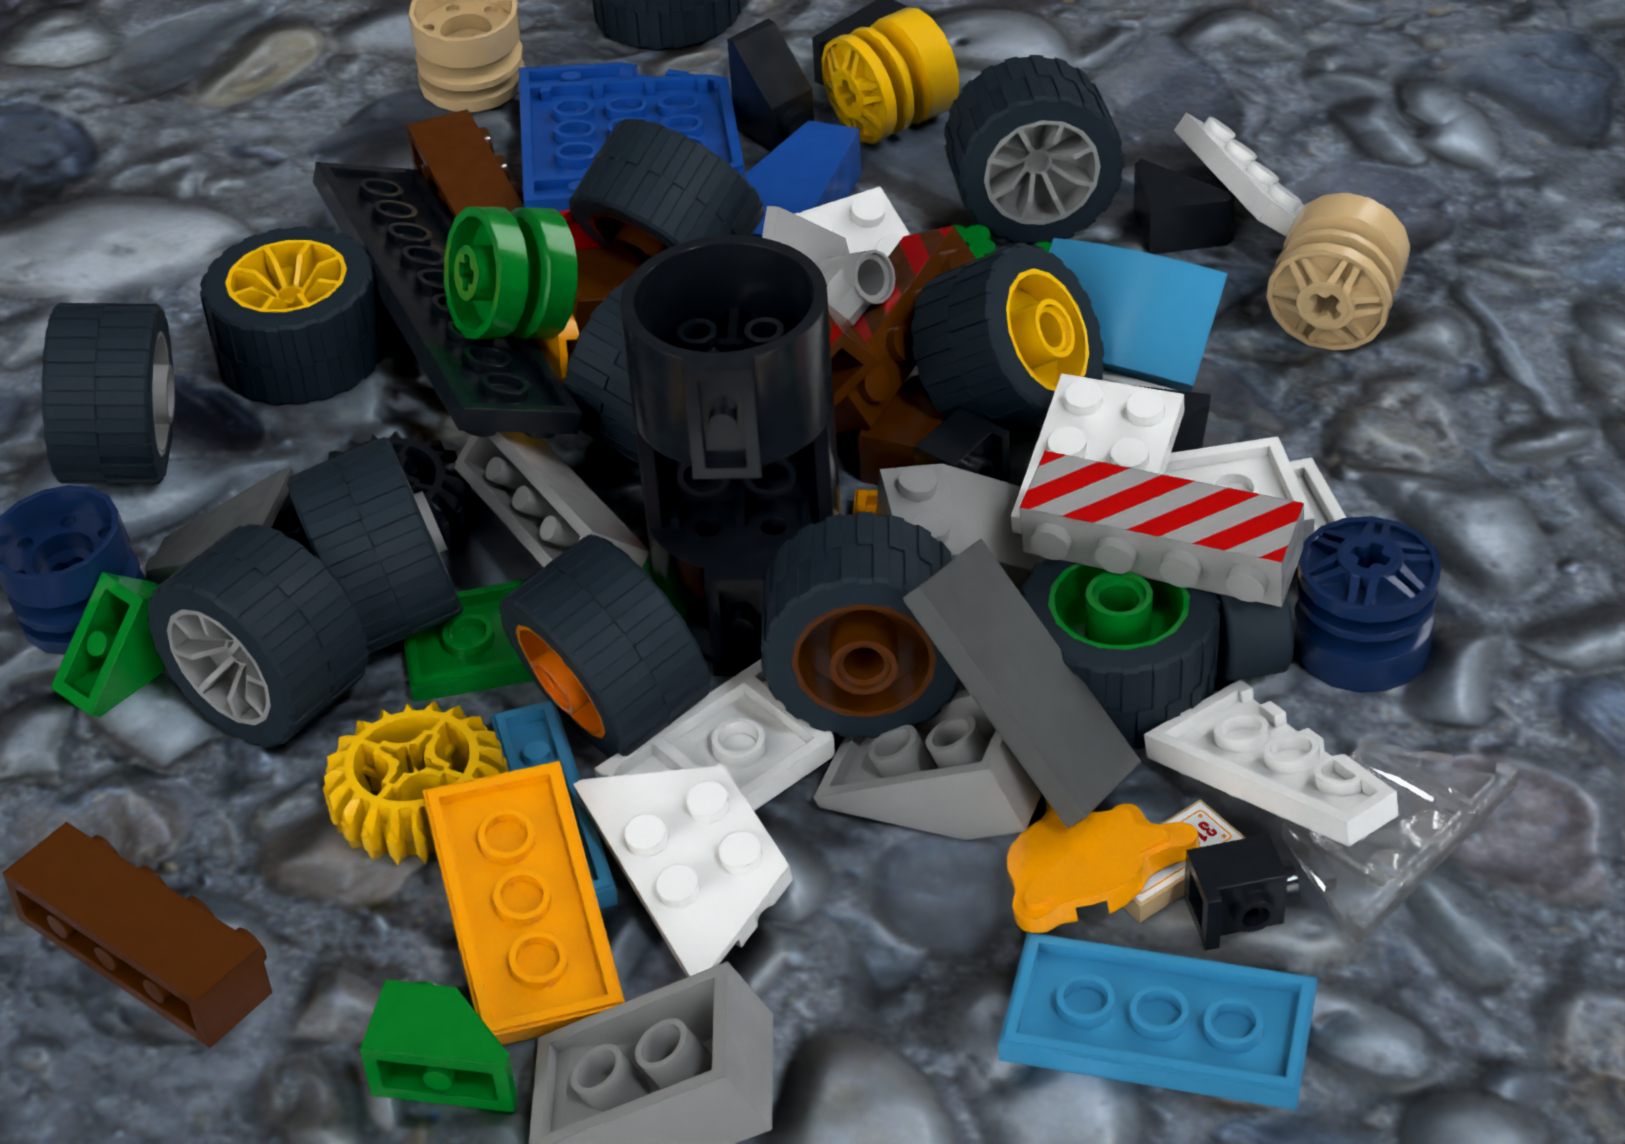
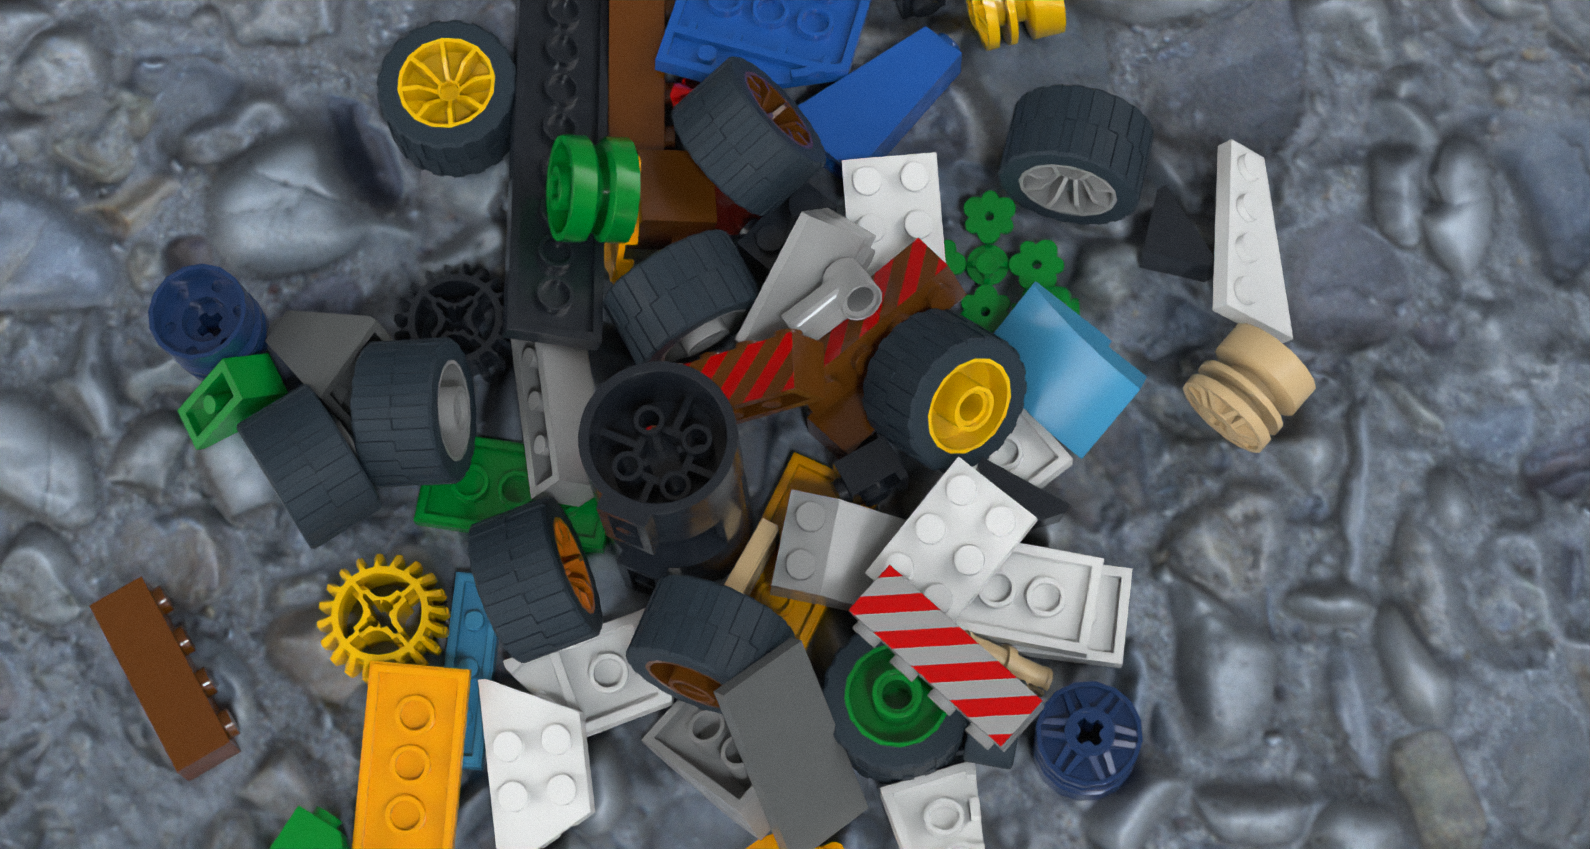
camera: 25 degrees right, 30 degrees up
(108, 393) = (282, 156): black wheel -> none

